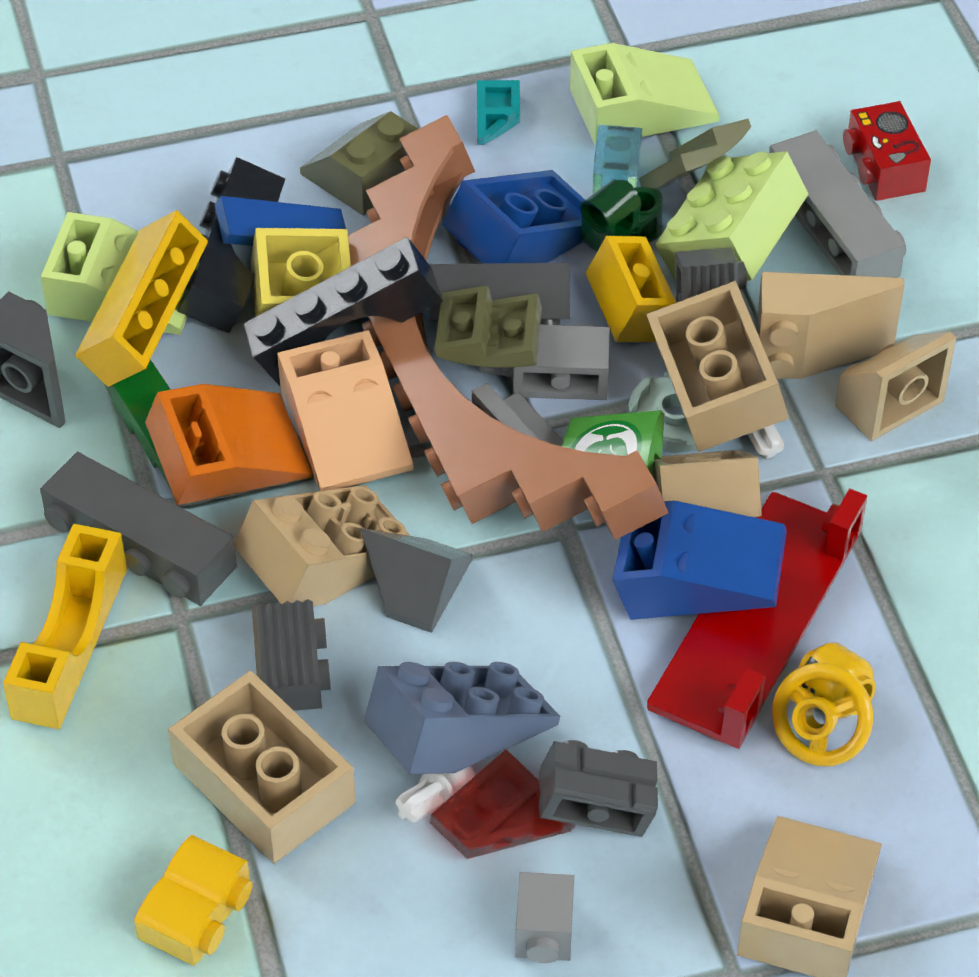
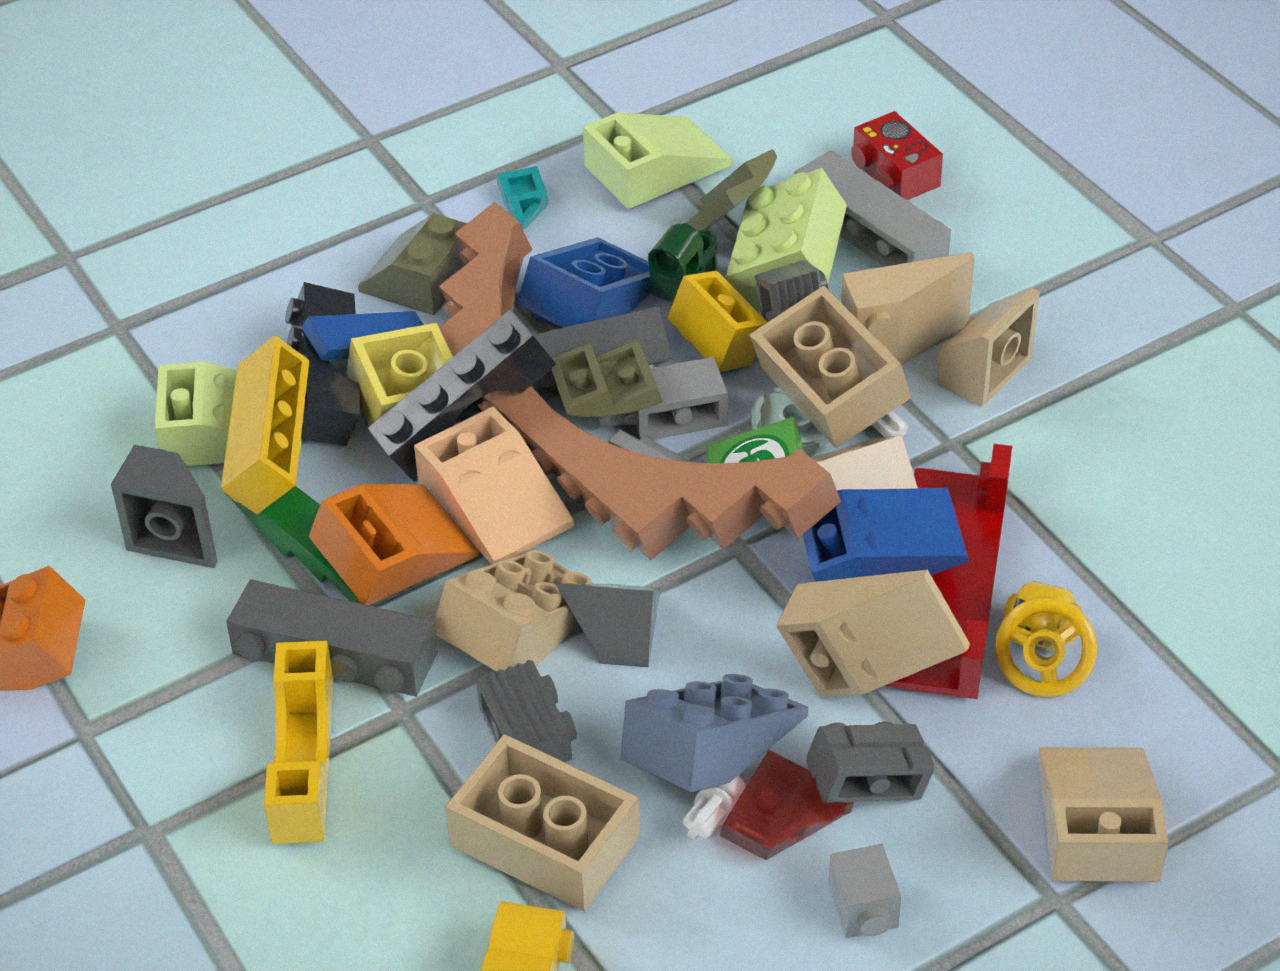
camera: 15 degrees left, 5 degrees down
(616, 155) = (654, 211): clear light blue brick -> none
(640, 655) = (869, 630): none -> tan slope

